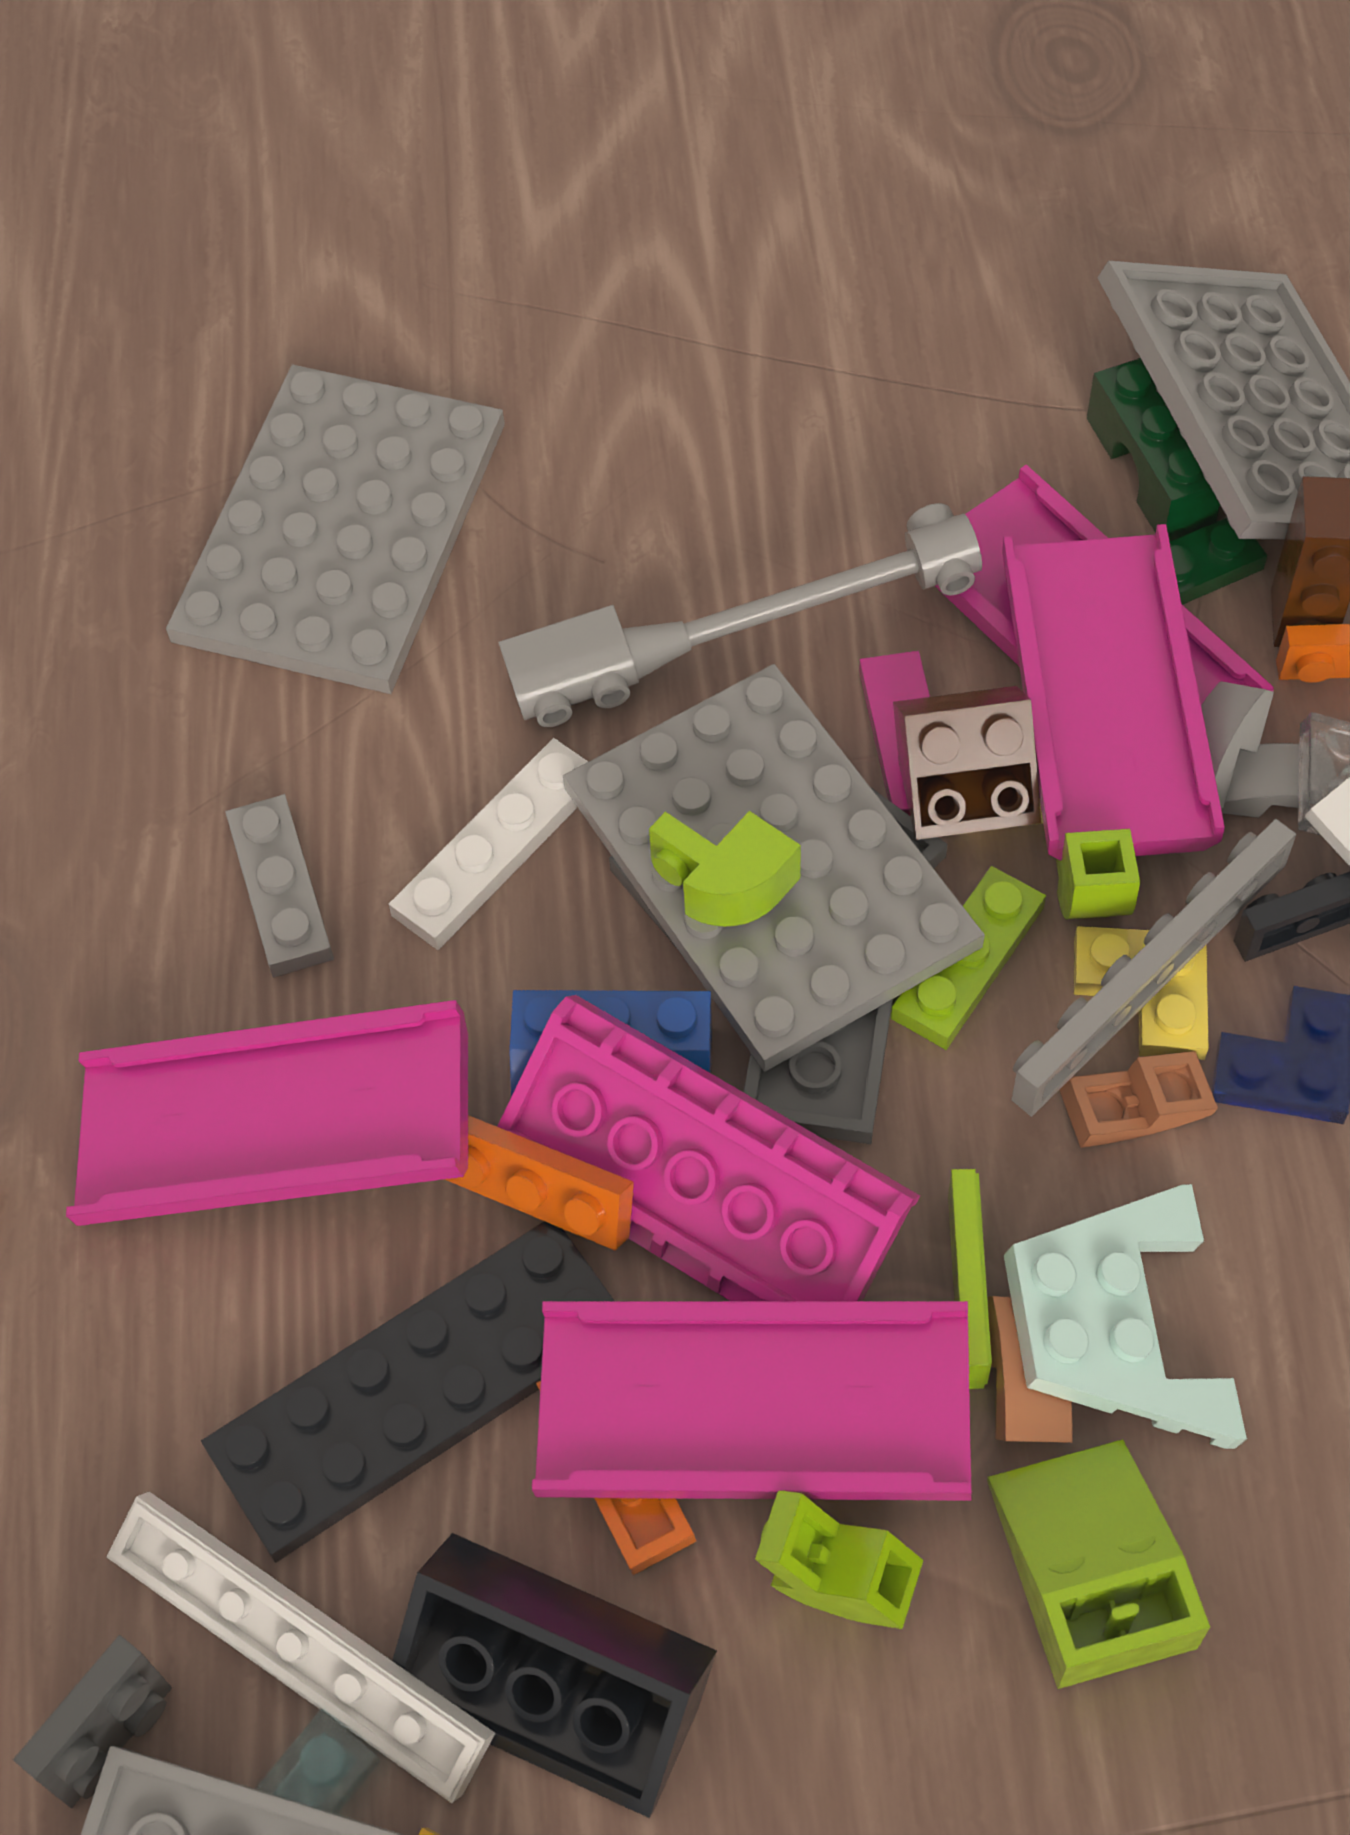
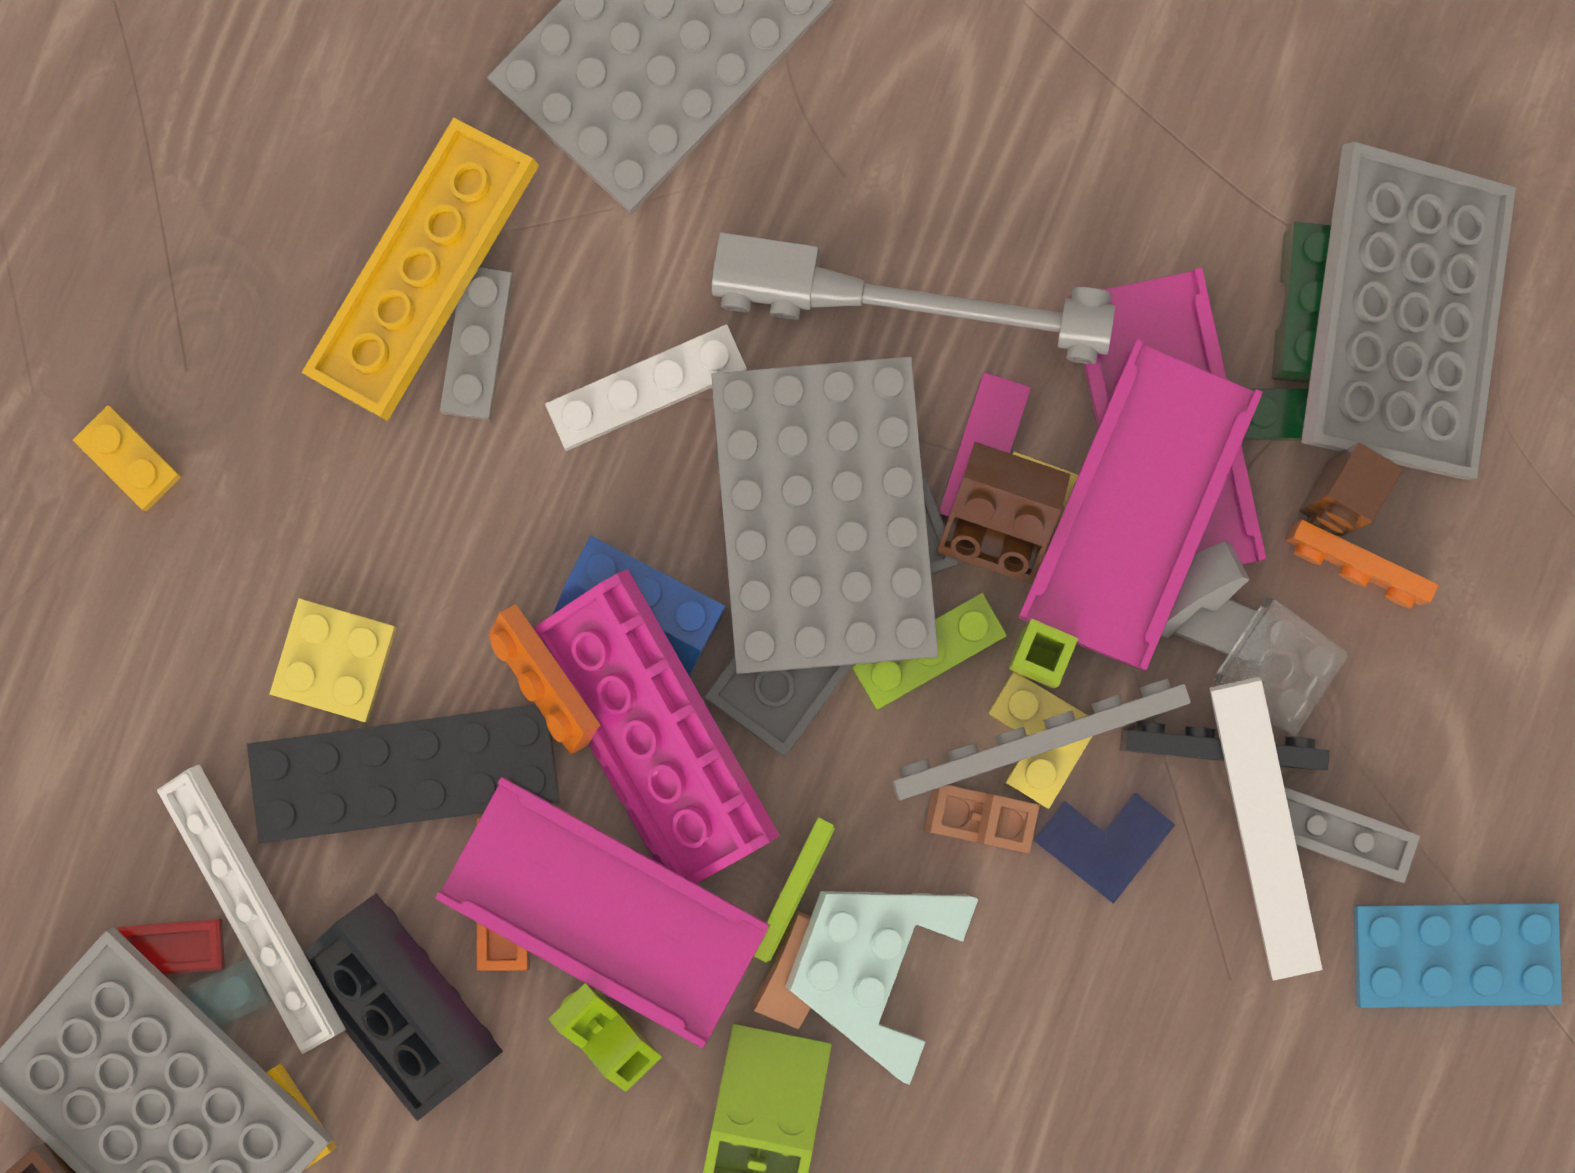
camera: 20 degrees right, 25 degrees up
(105, 1709) = (90, 916): dark grey plate -> none
(176, 837) = (420, 268): none -> yellow plate
(228, 1739) = (179, 945): none -> red tile
(267, 1297) = (333, 660): none -> light yellow plate
(273, 1113) = (388, 541): dark pink ladder -> none
(731, 880) = (780, 538): lime brick -> none

